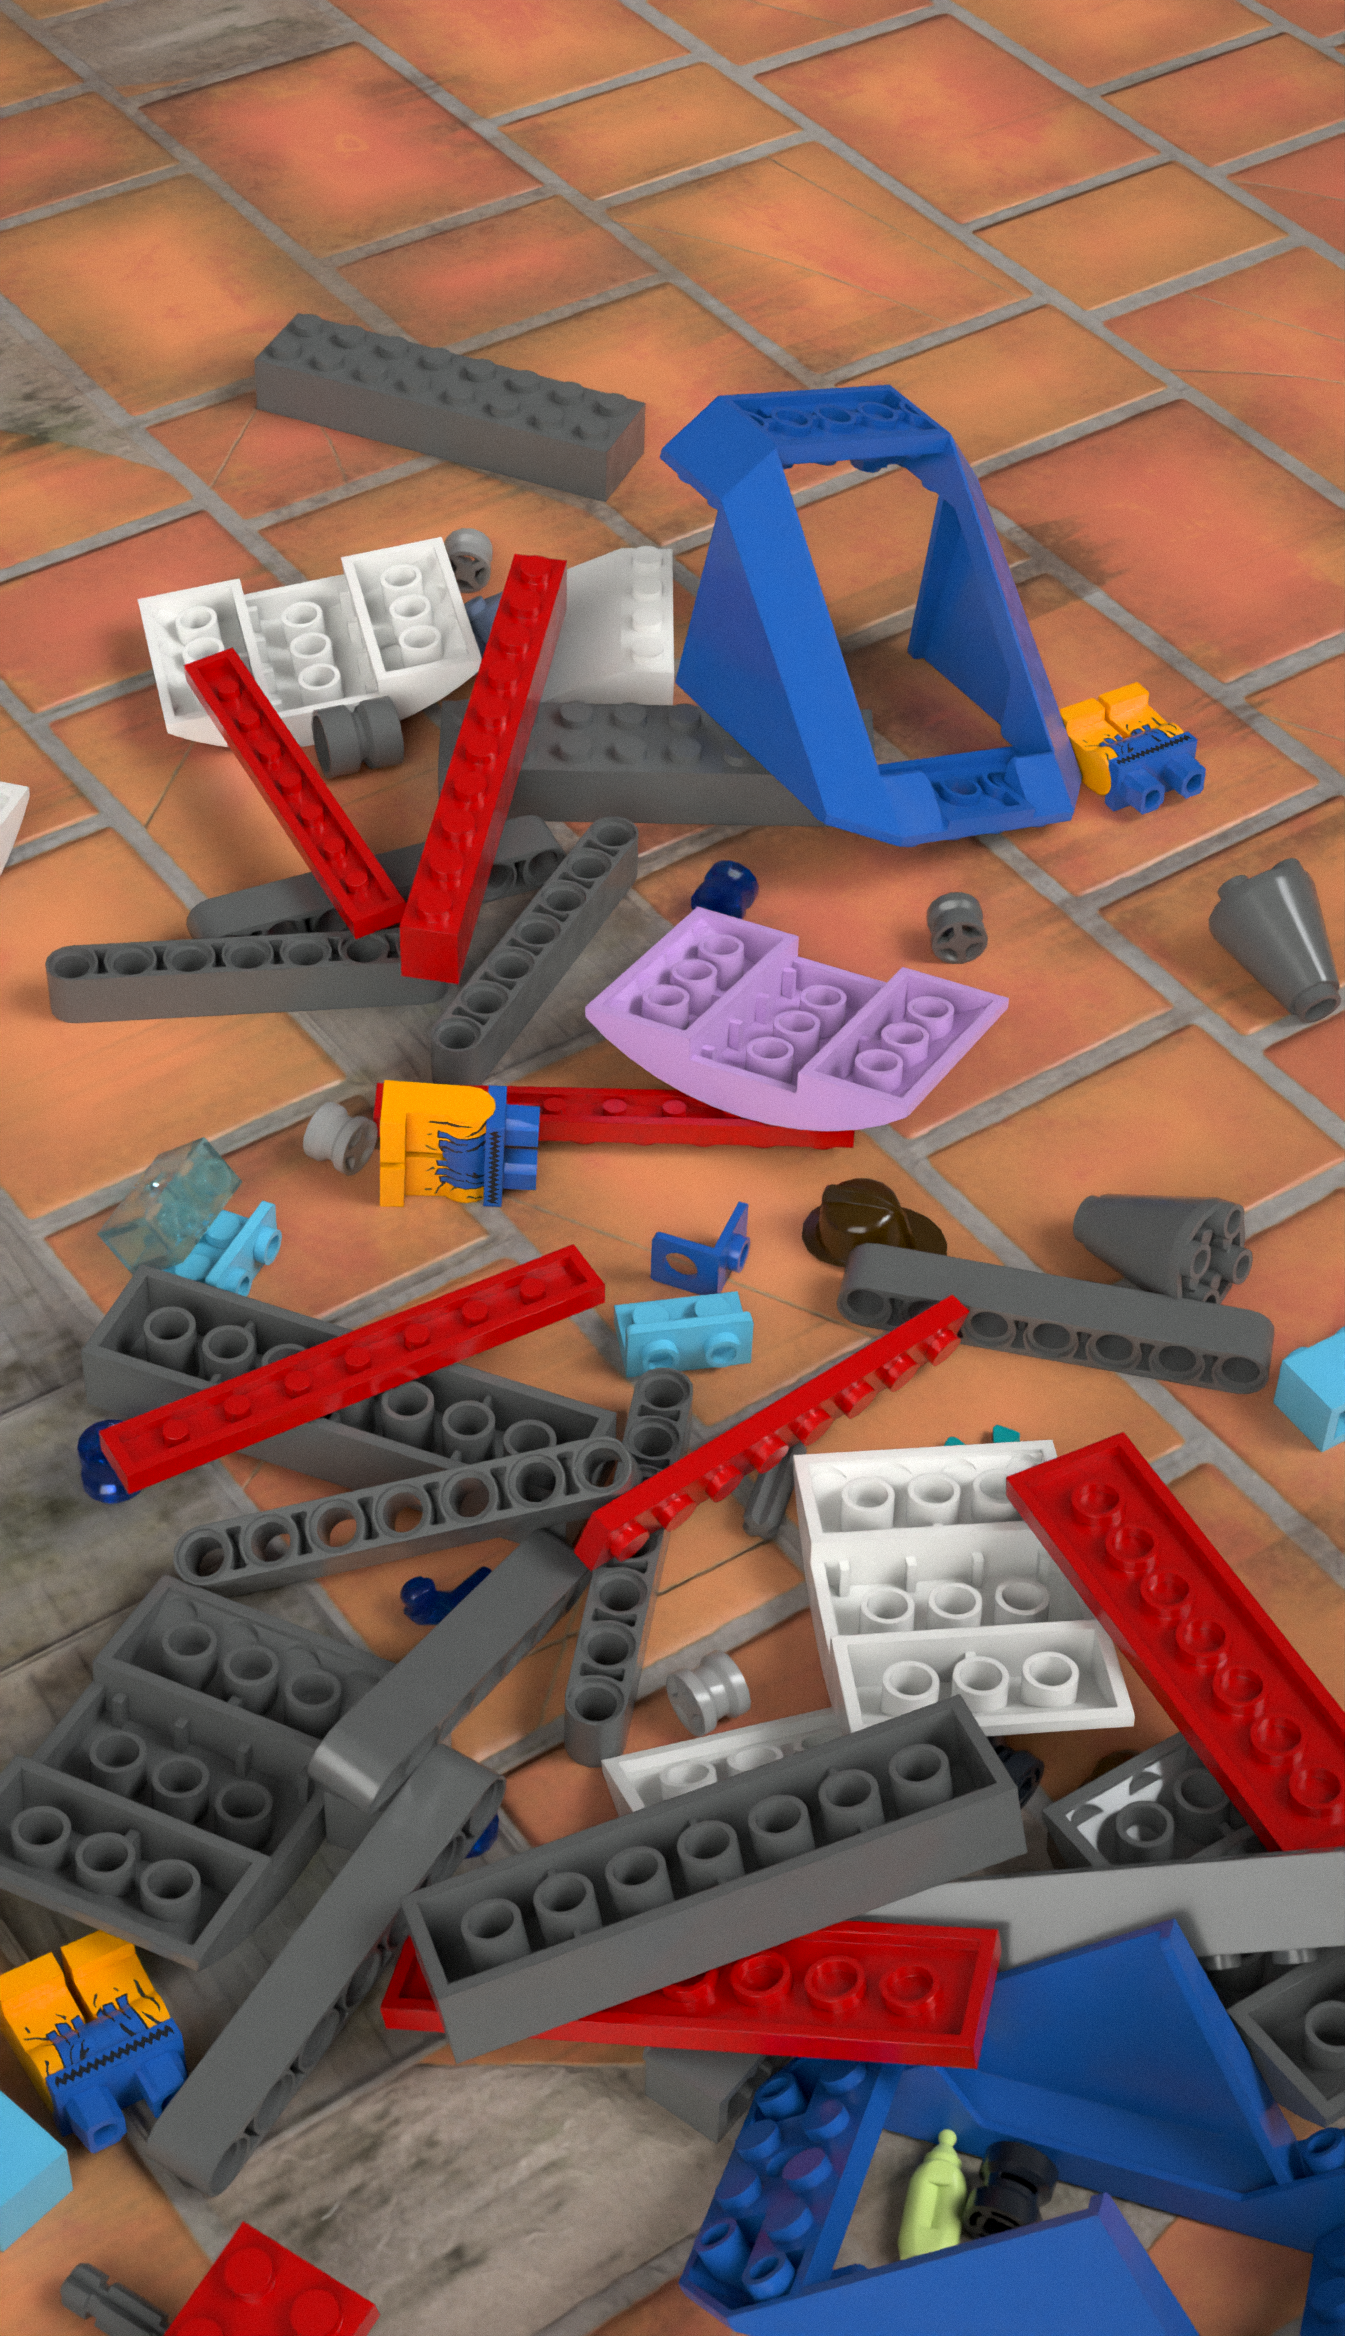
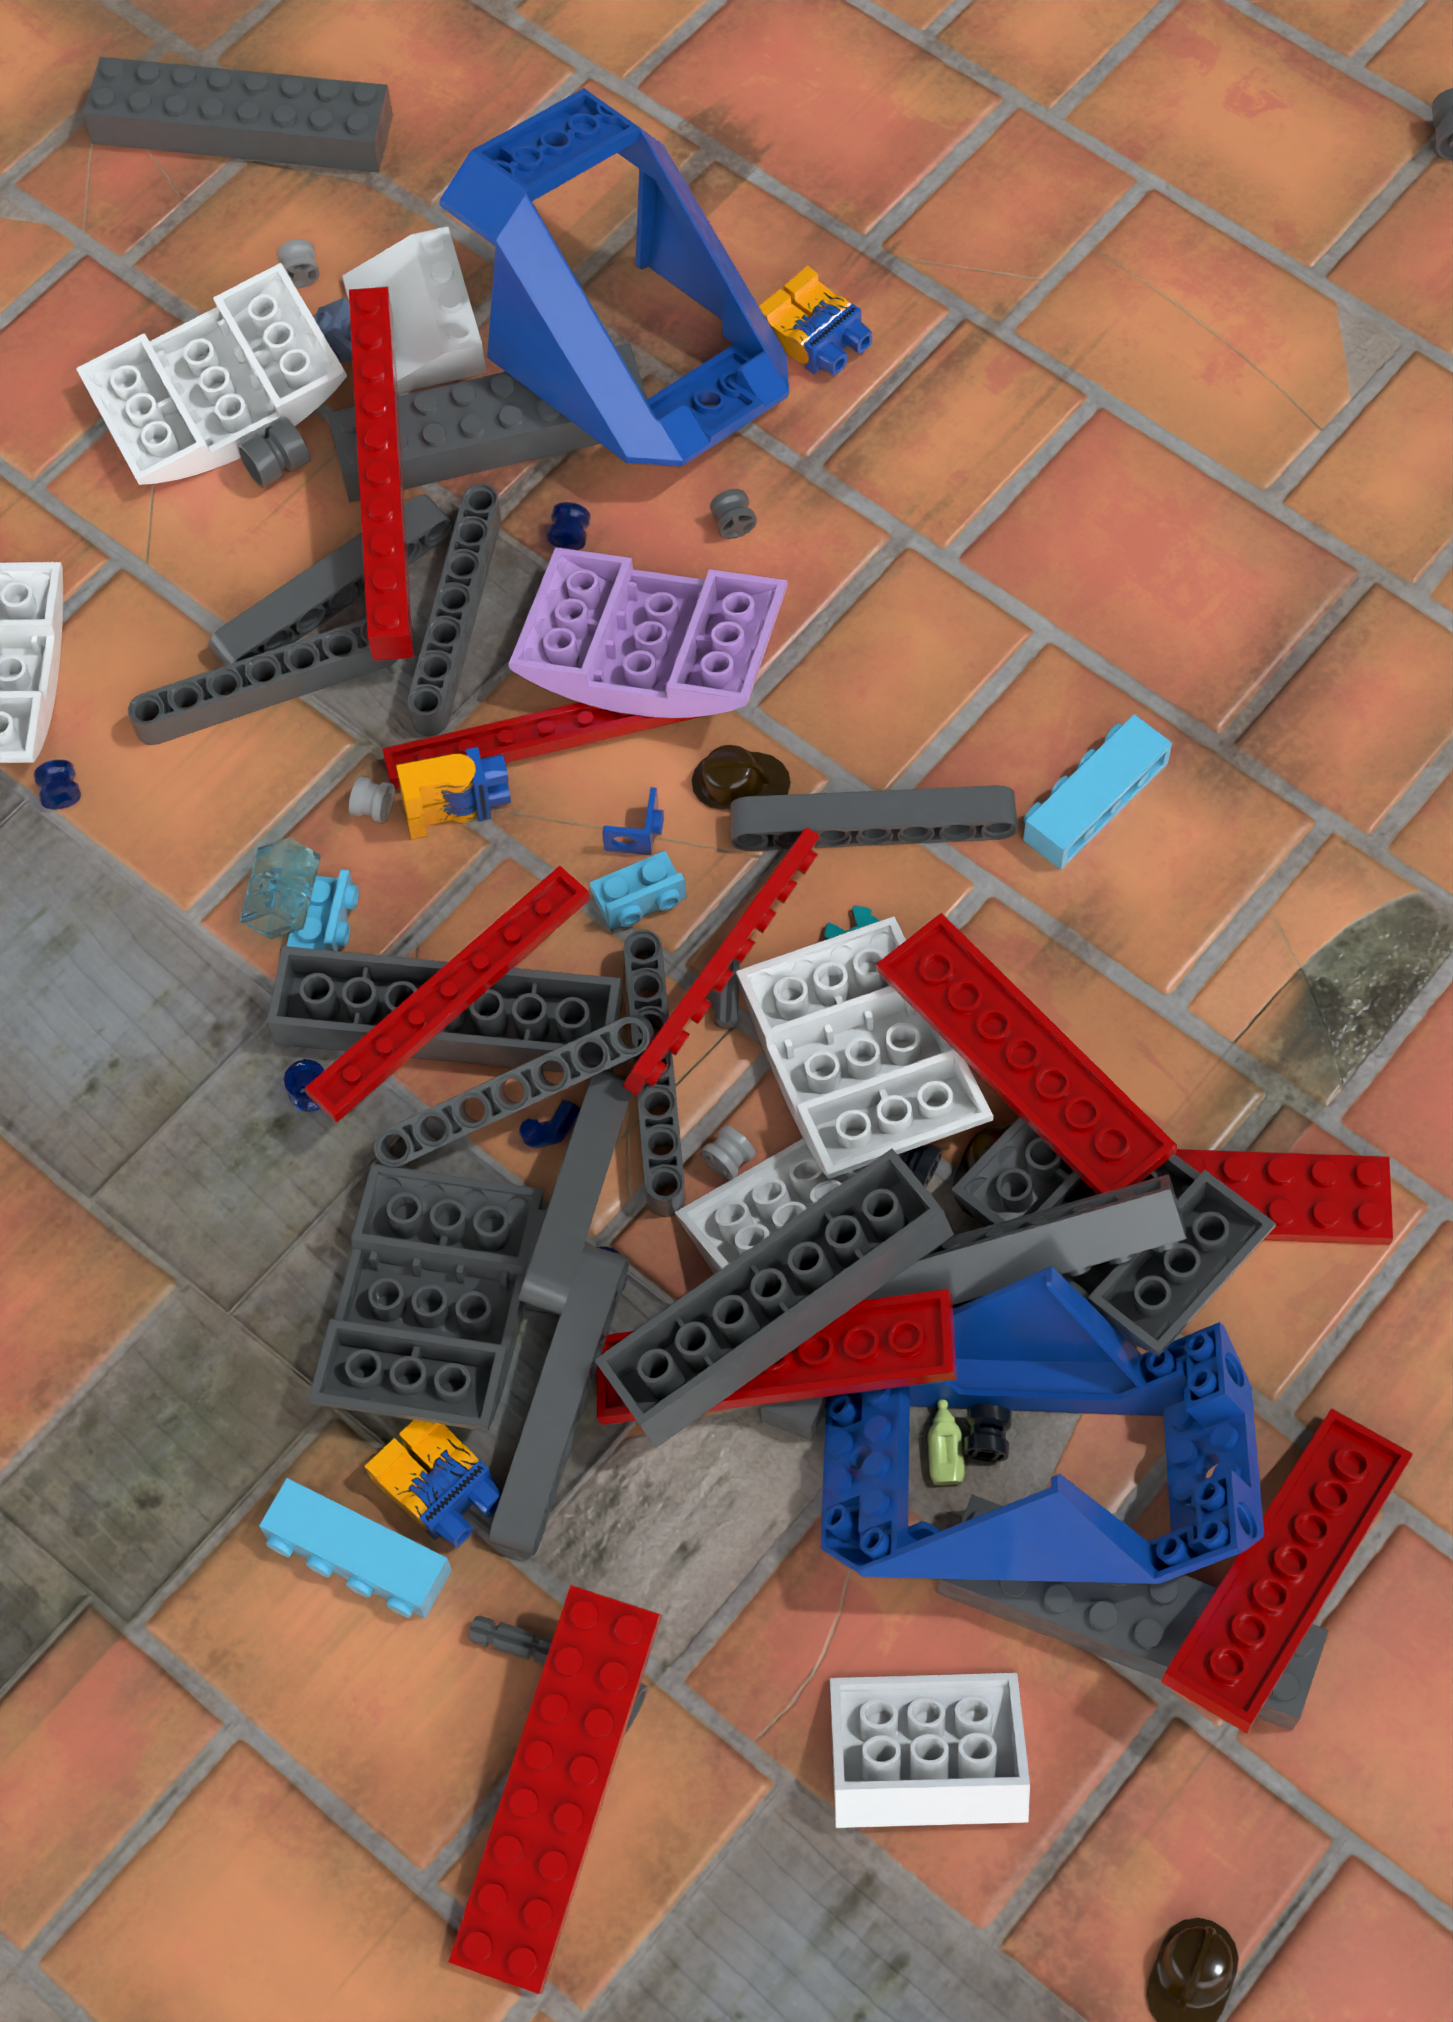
camera: 10 degrees left, 20 degrees up
(296, 794) = (250, 525): red plate -> none
(1168, 1242) = (932, 746): dark grey cone -> none
(1280, 937) = (954, 472): dark grey cone -> none

